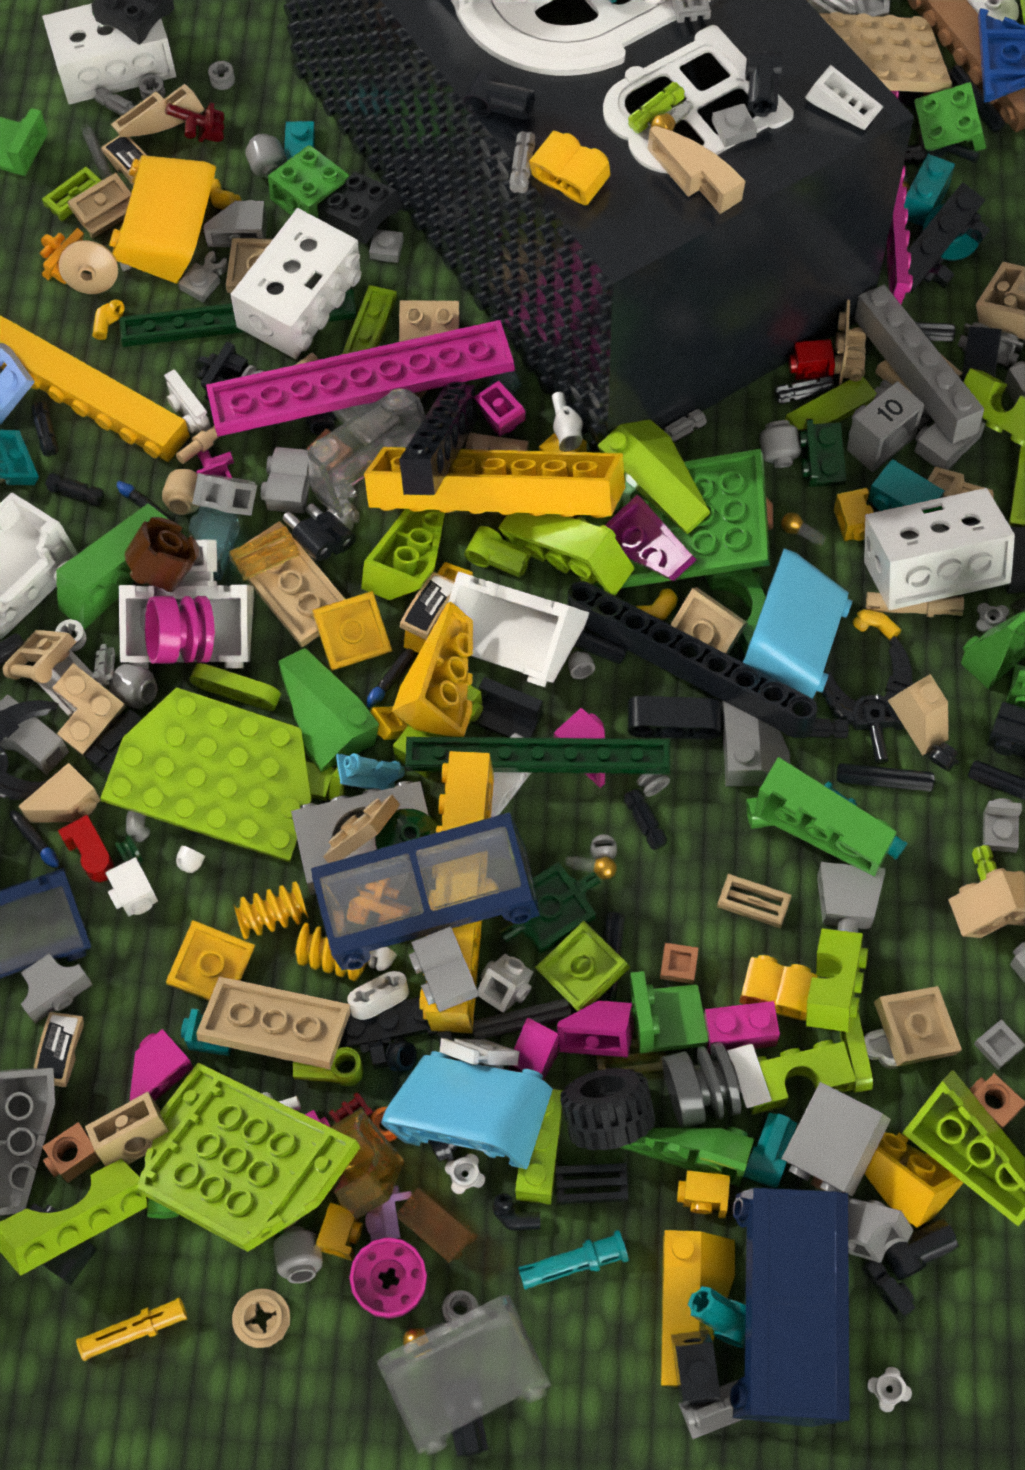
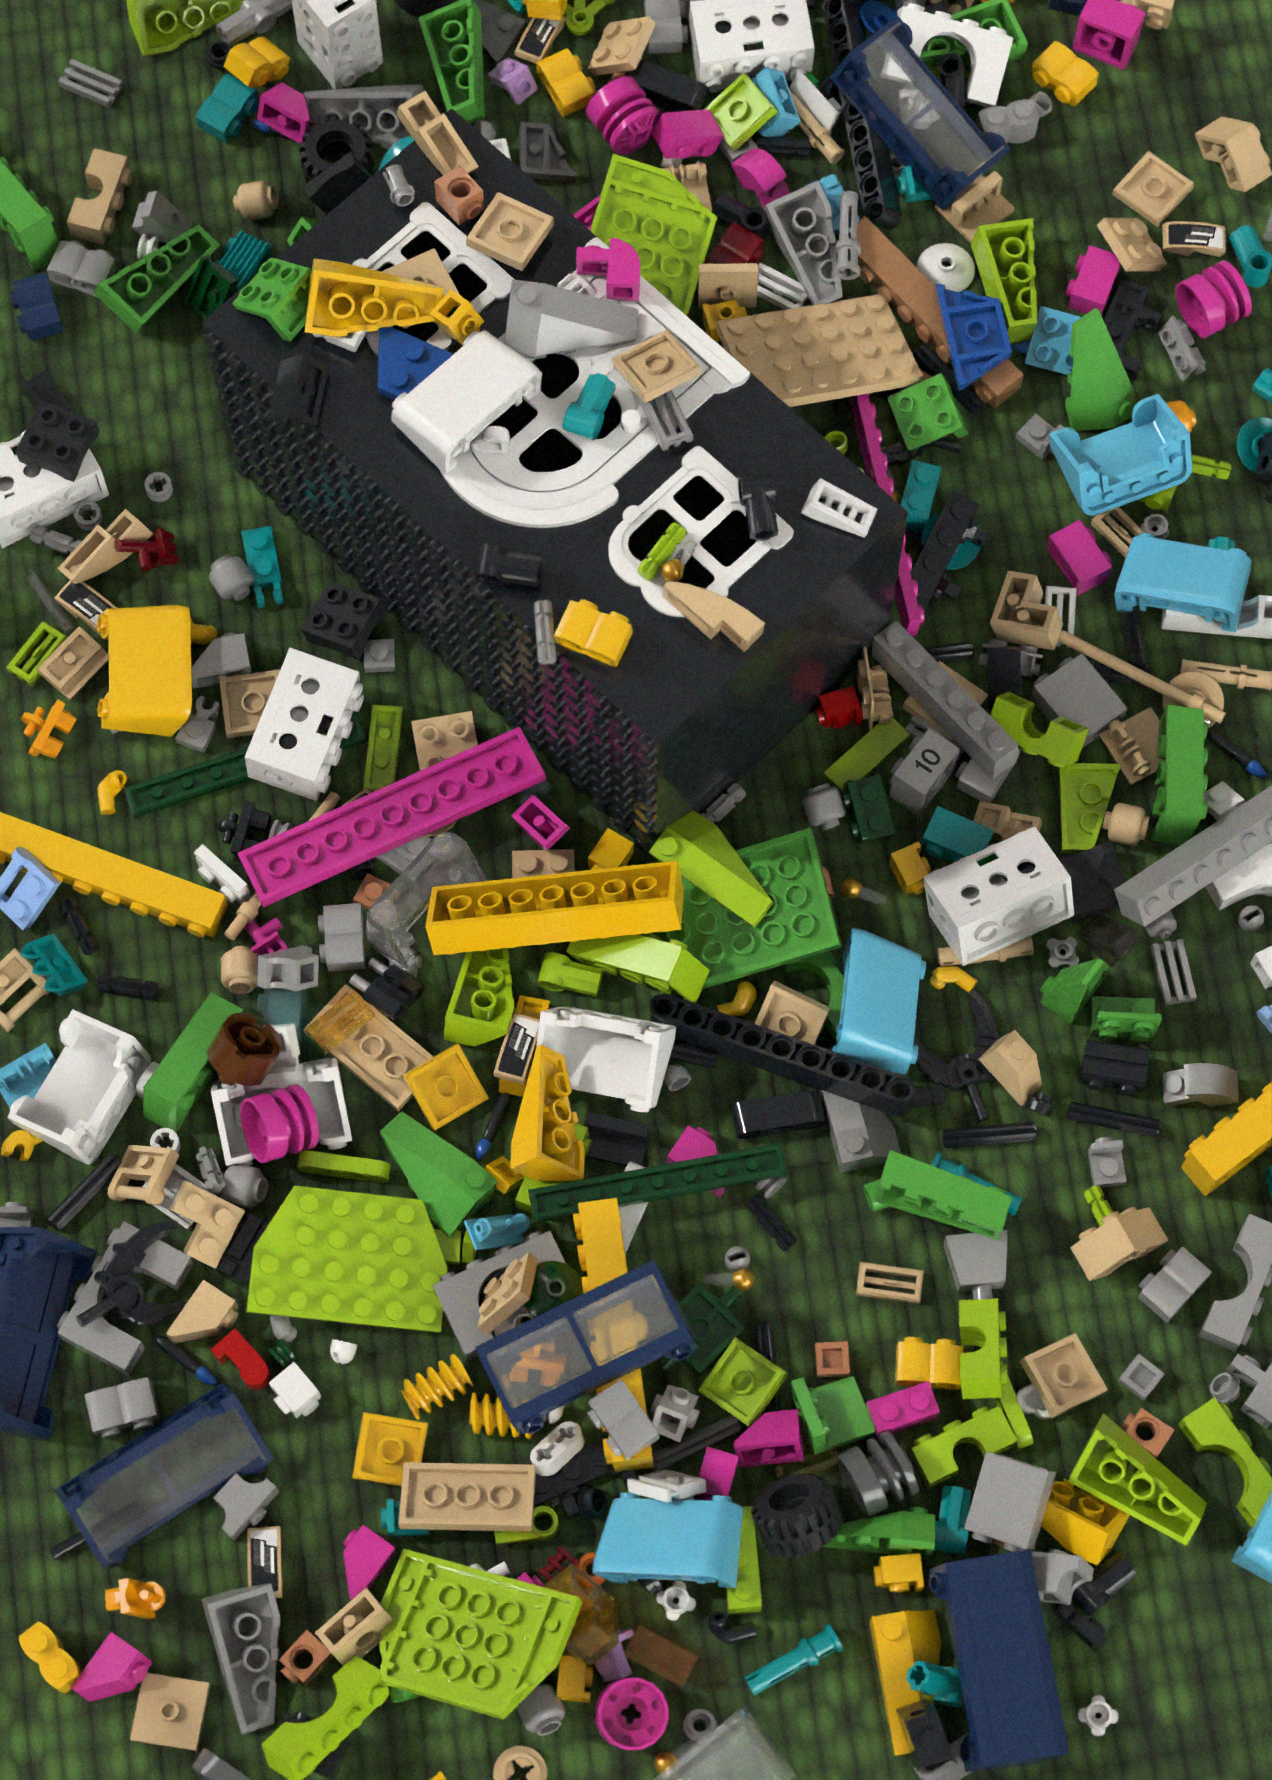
camera: 15 degrees left, 5 degrees up
(92, 258) = (80, 741): tan dish -> none
(139, 499) = (197, 985): black piece -> none
(305, 181) = (282, 604): bright green bracket -> none
(438, 440) = (492, 877): black brick -> none
(566, 424) = (611, 831): white piece -> none
(599, 1169) = (821, 1577): black tile -> none
(649, 540) = (718, 941): magenta wing -> none
(734, 125) = (740, 557): light grey plate -> none
(749, 1075) = (920, 1456): white sticker -> none
(803, 389) = (835, 740): black axle -> none

